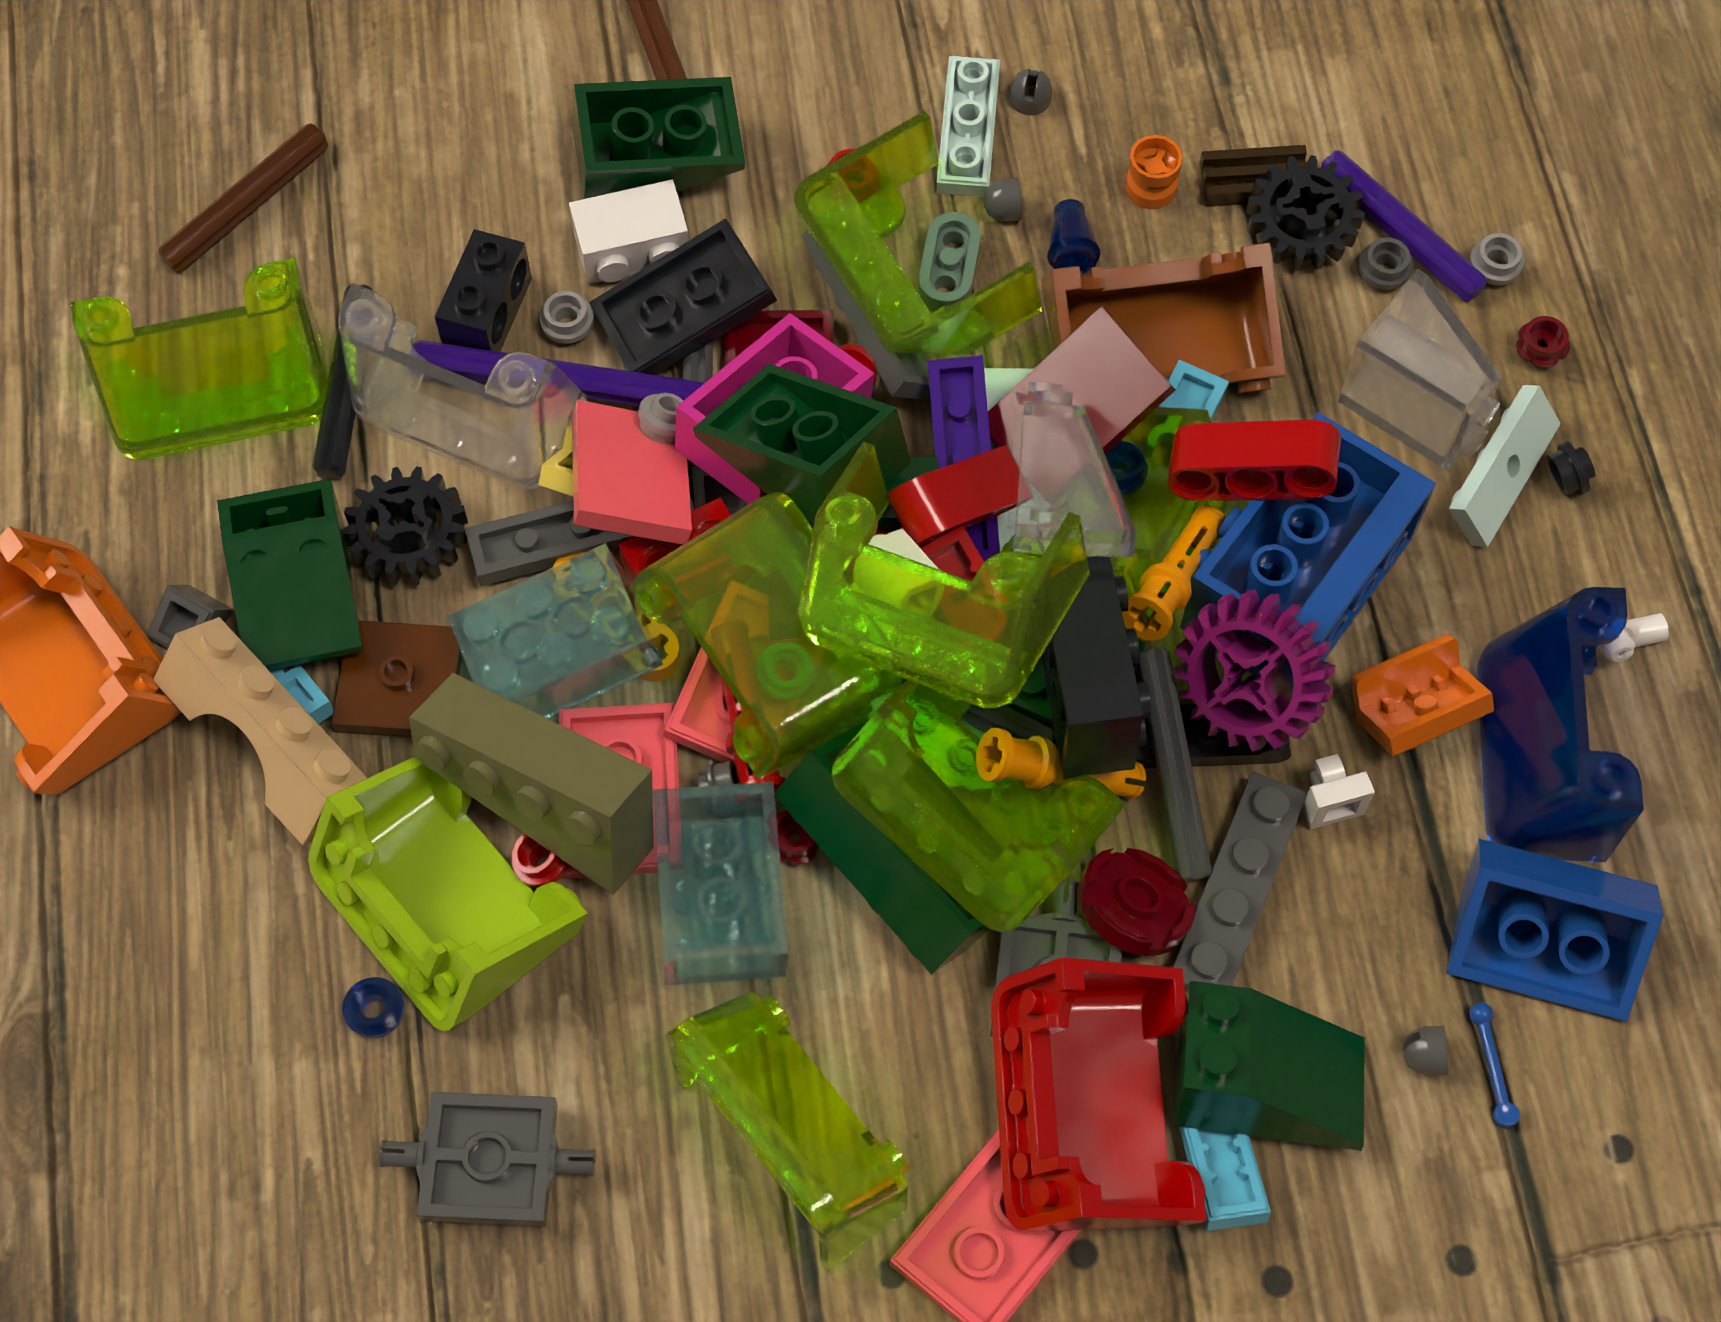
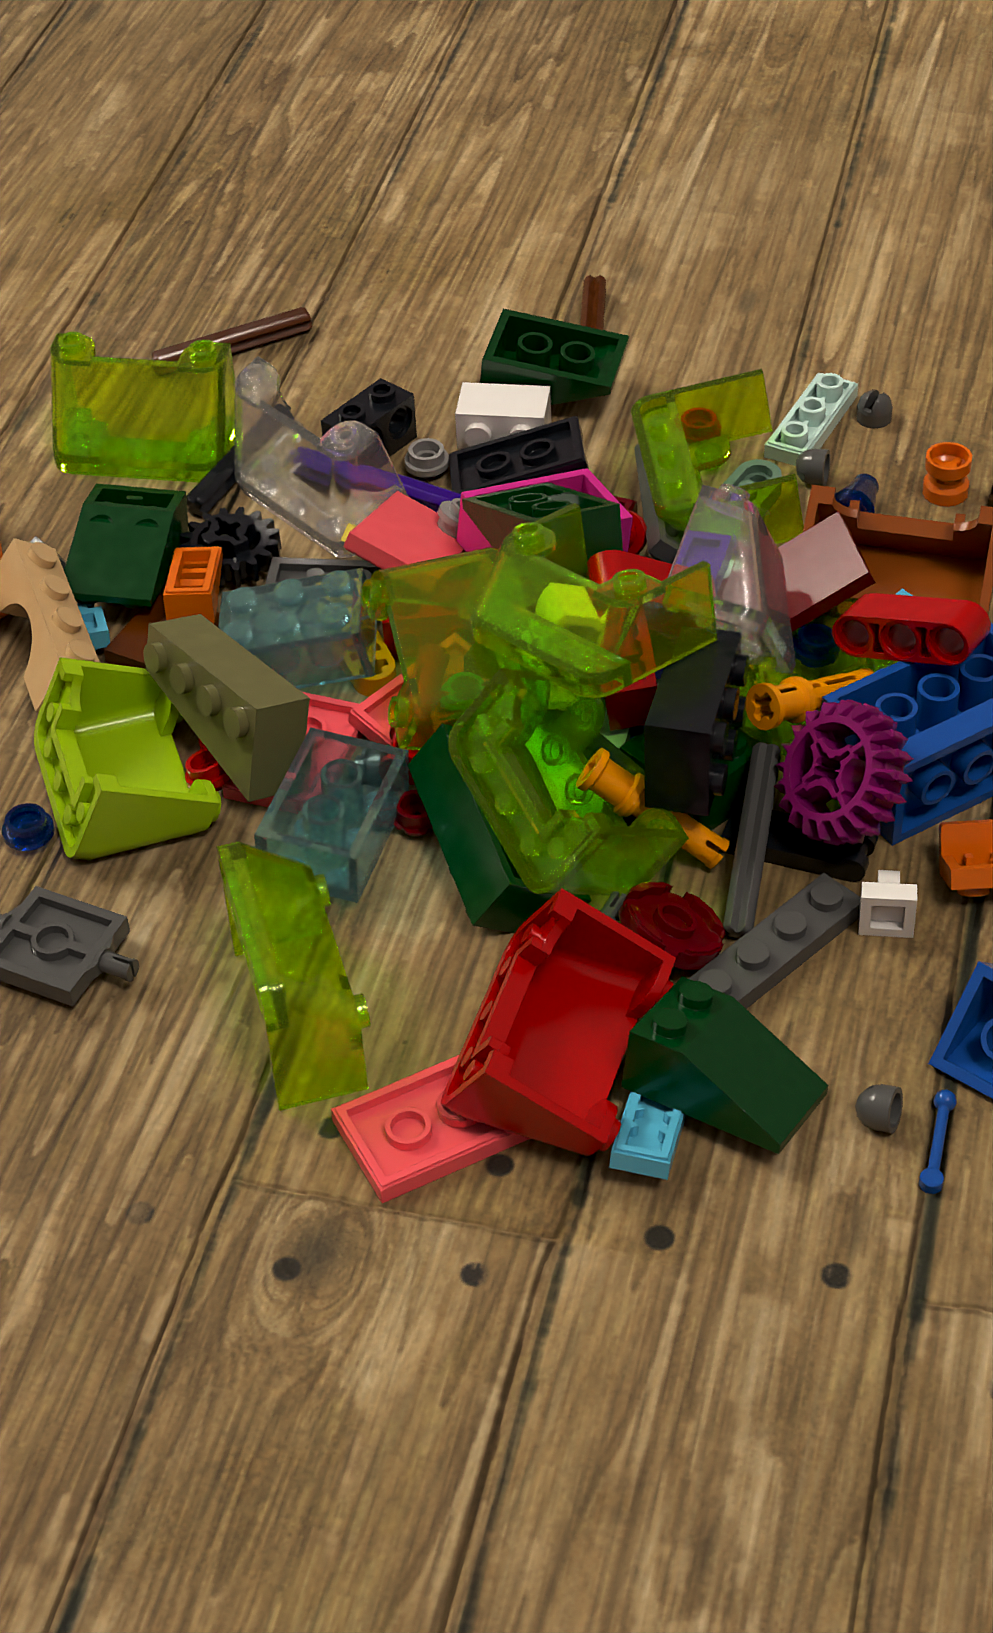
camera: 25 degrees right, 20 degrees down
(415, 637) = (193, 582): none -> orange slope

